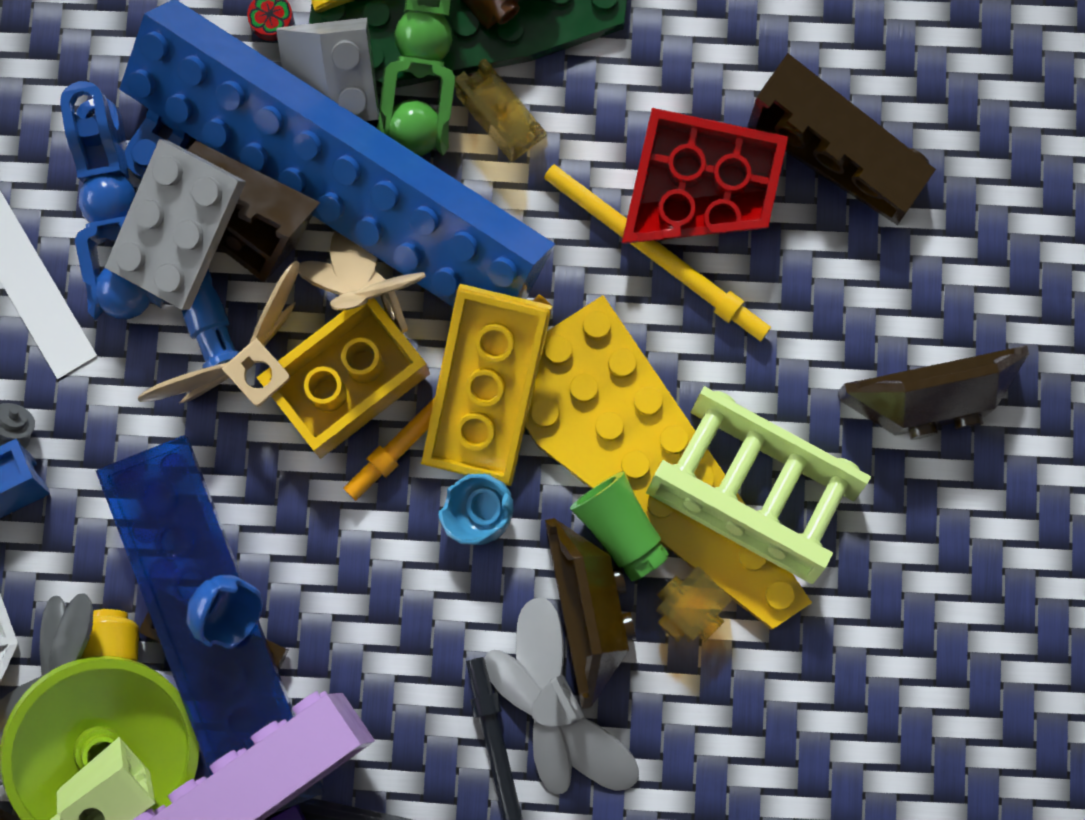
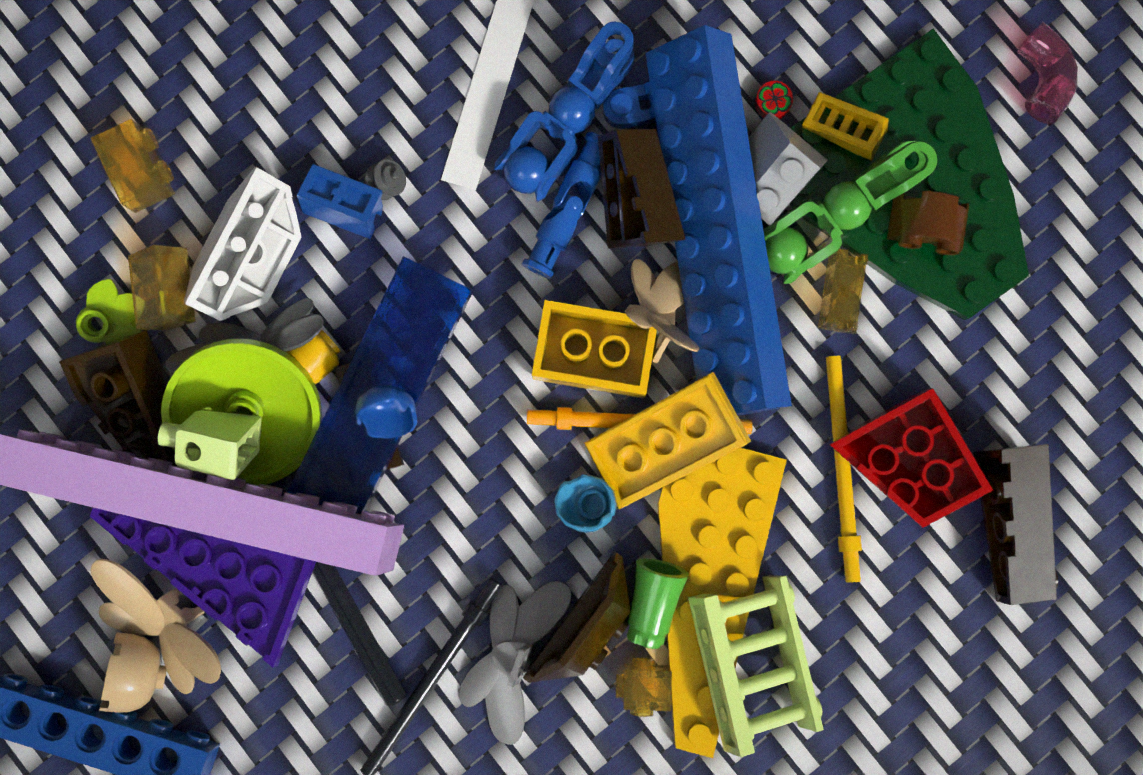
camera: 45 degrees right, 5 degrees up
(175, 224) = (592, 165): light grey plate -> none
(208, 378) = (559, 284): tan piece -> none
(936, 394) = (913, 724): dark brown wedge -> none

